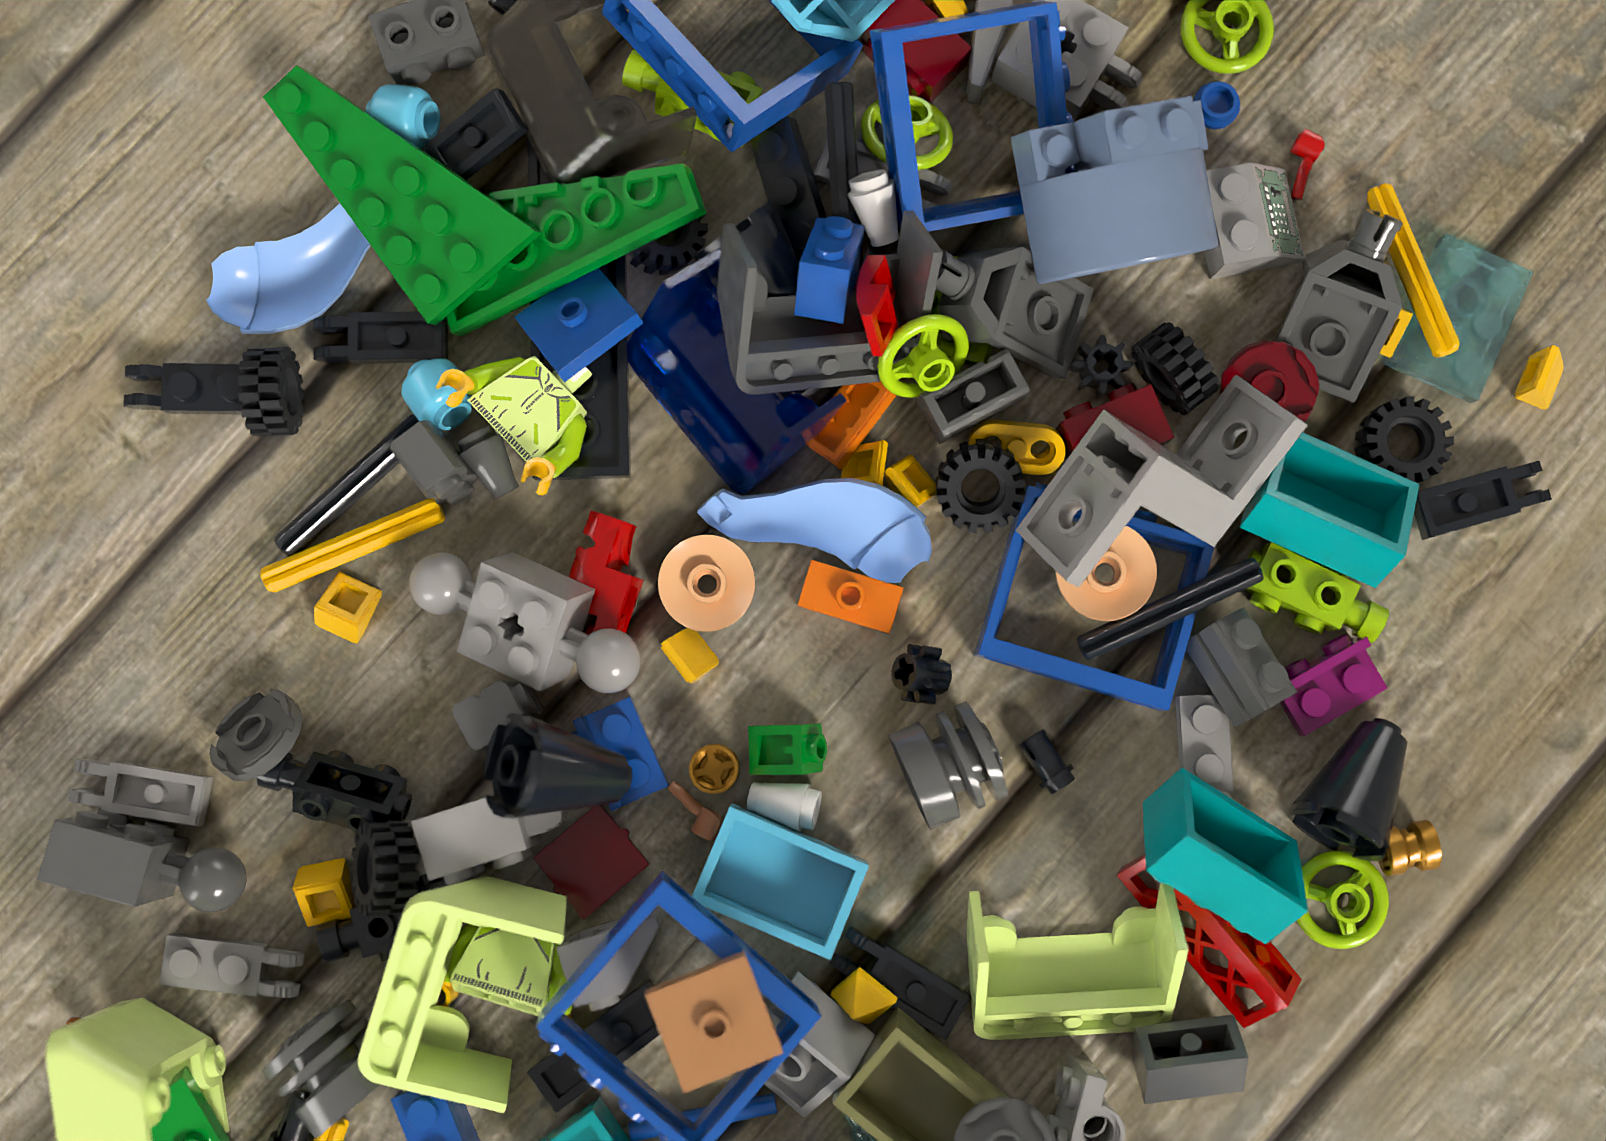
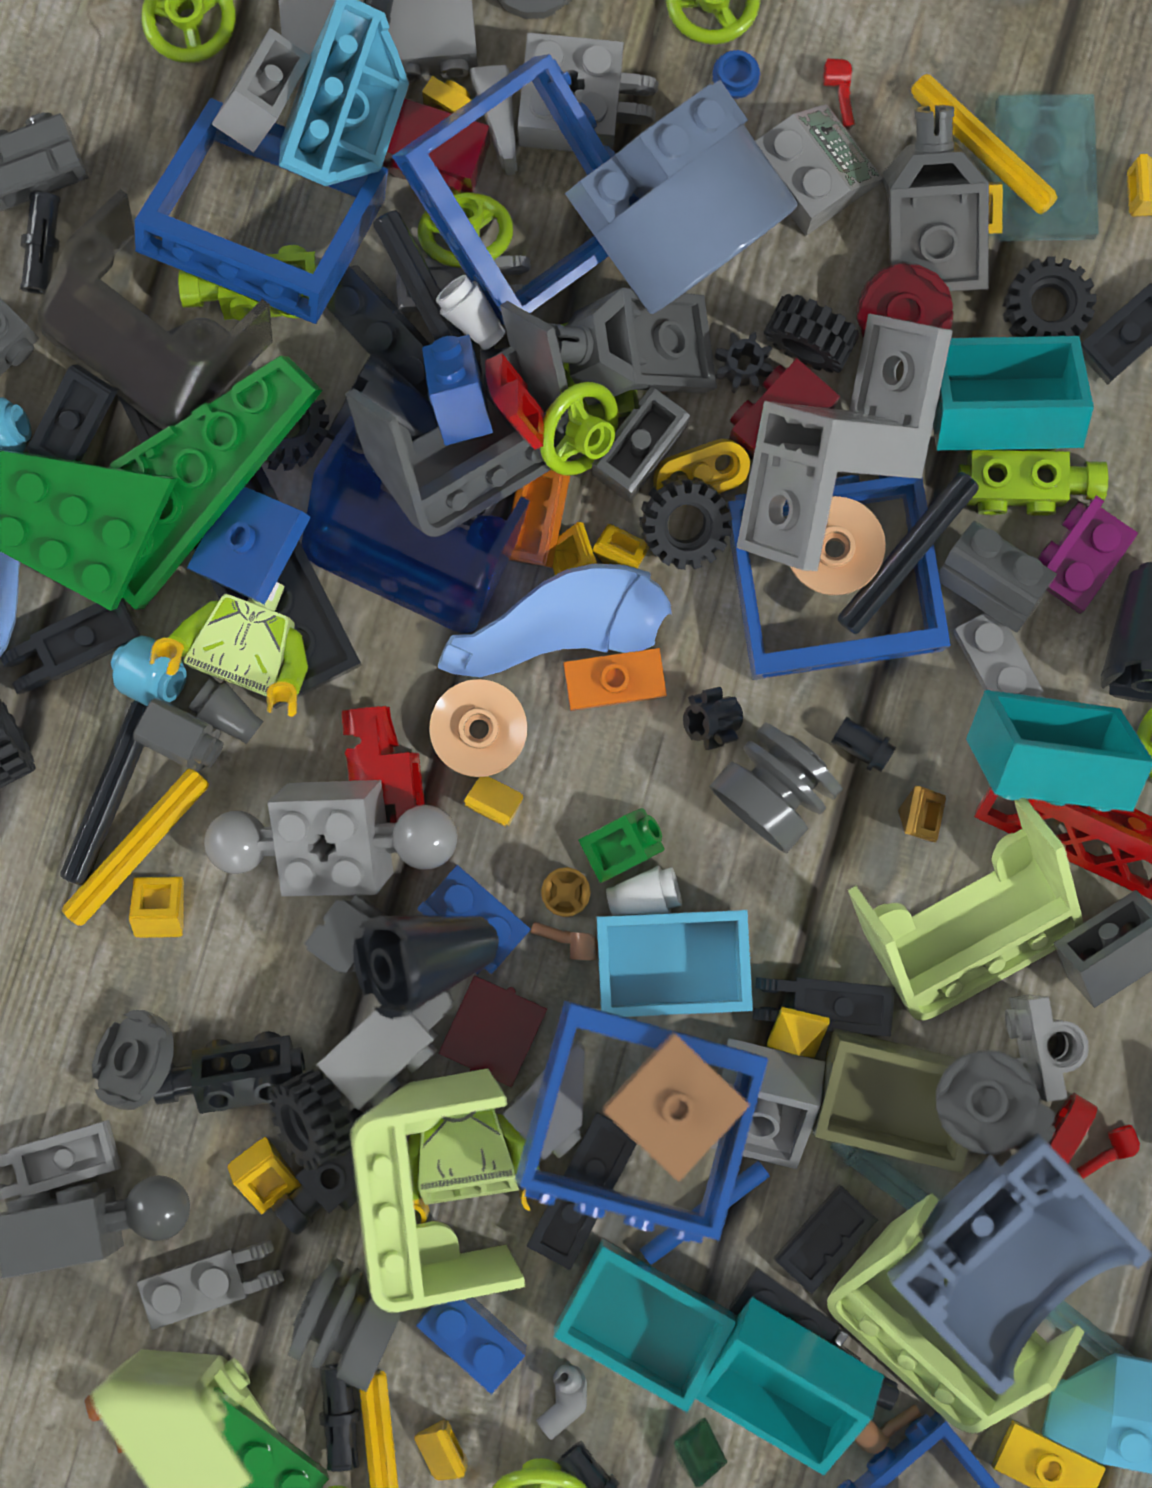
camera: 25 degrees left, 0 degrees up
(1070, 850) = (922, 813): none -> pearl gold slope

